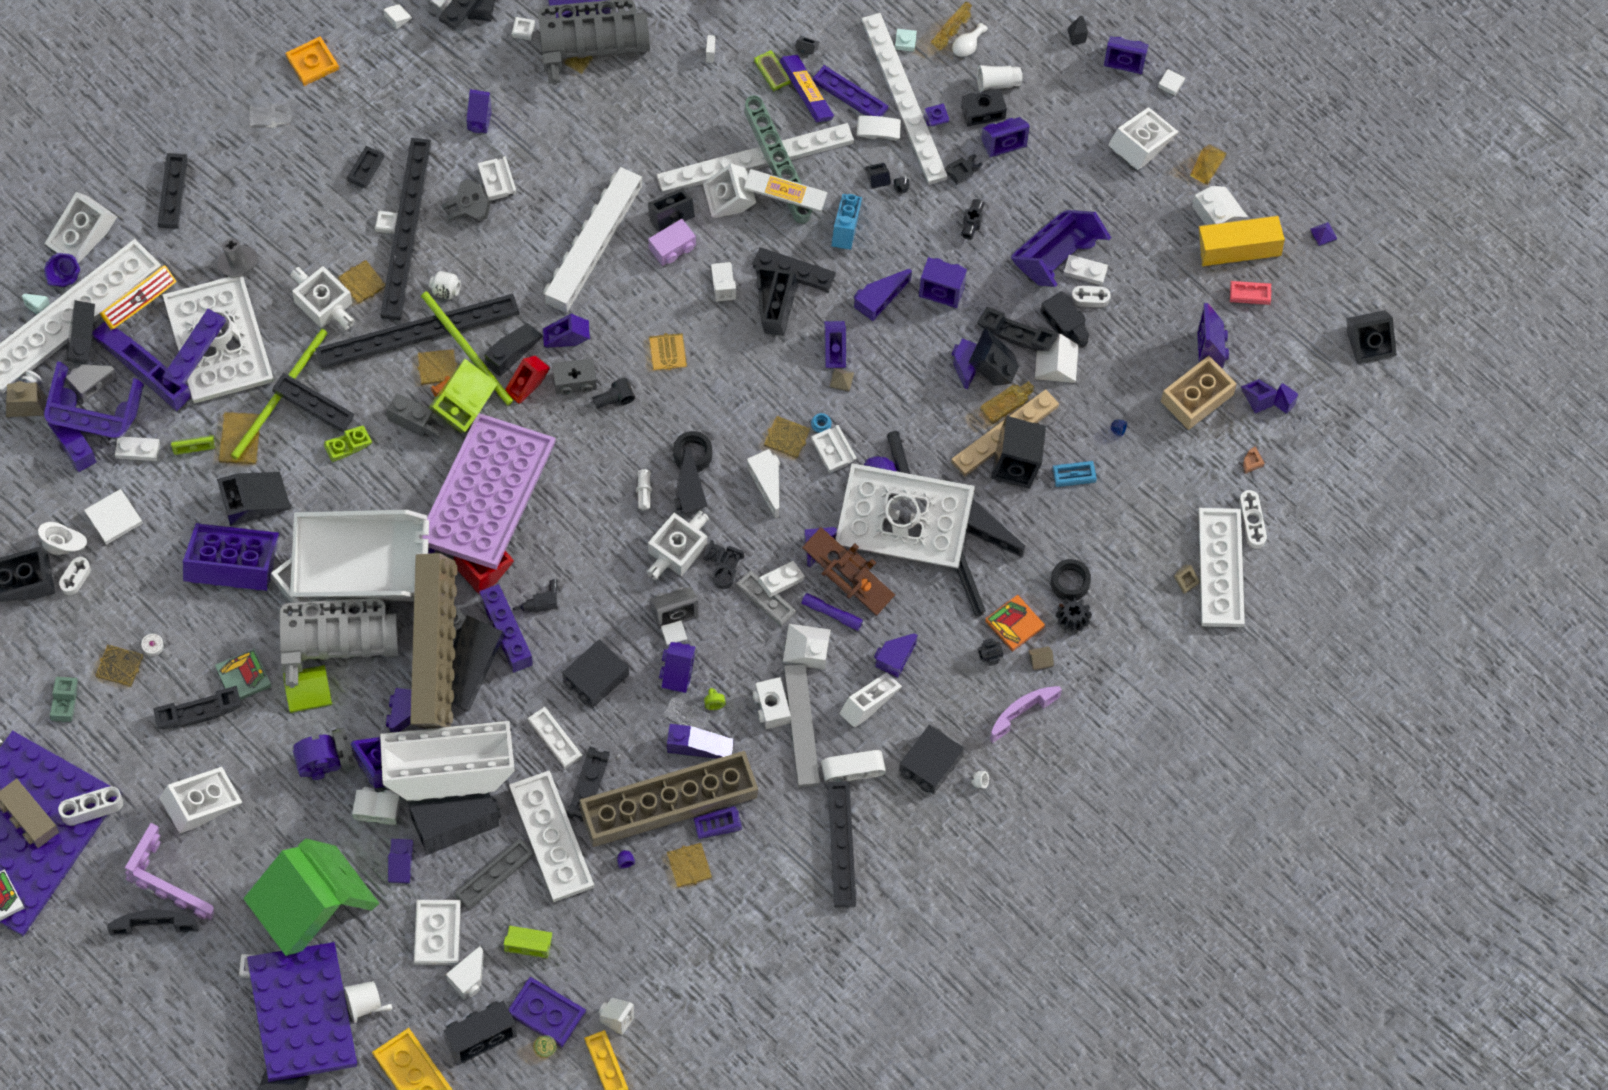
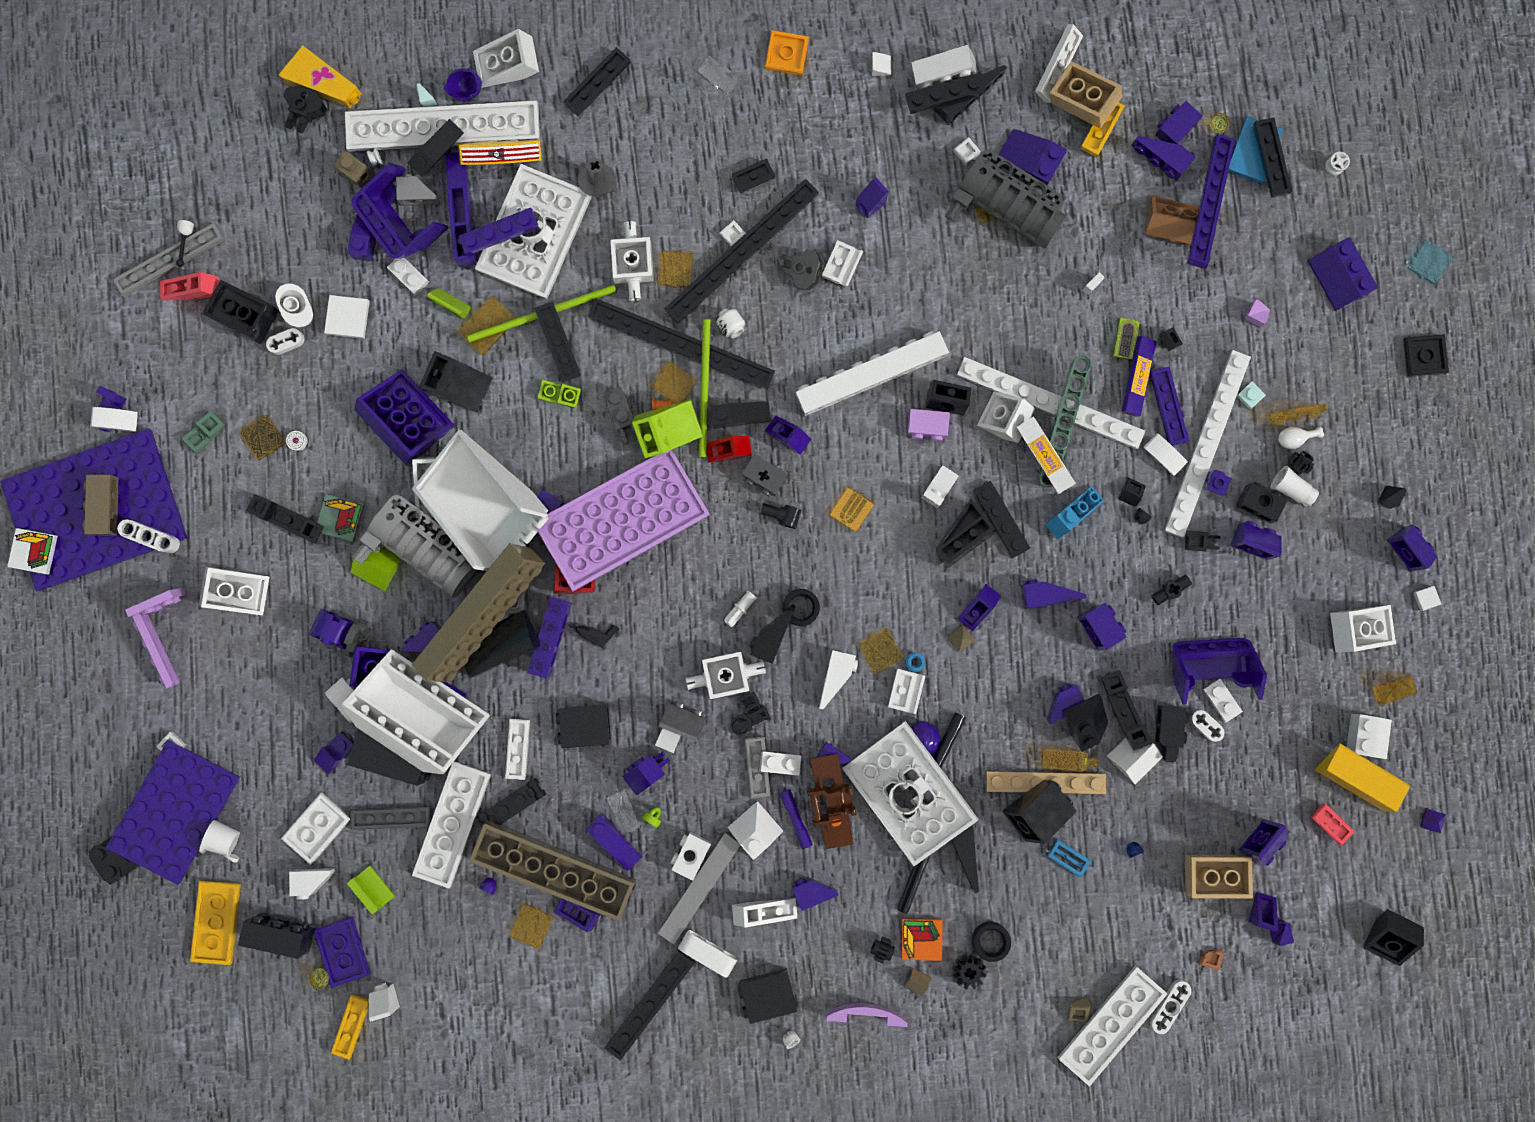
camera: 45 degrees right, 20 degrees up
(124, 924) = (146, 672): black slope -> none
(304, 891) = (238, 737): bright green container -> none
(987, 56) = (1301, 462): none -> black gear

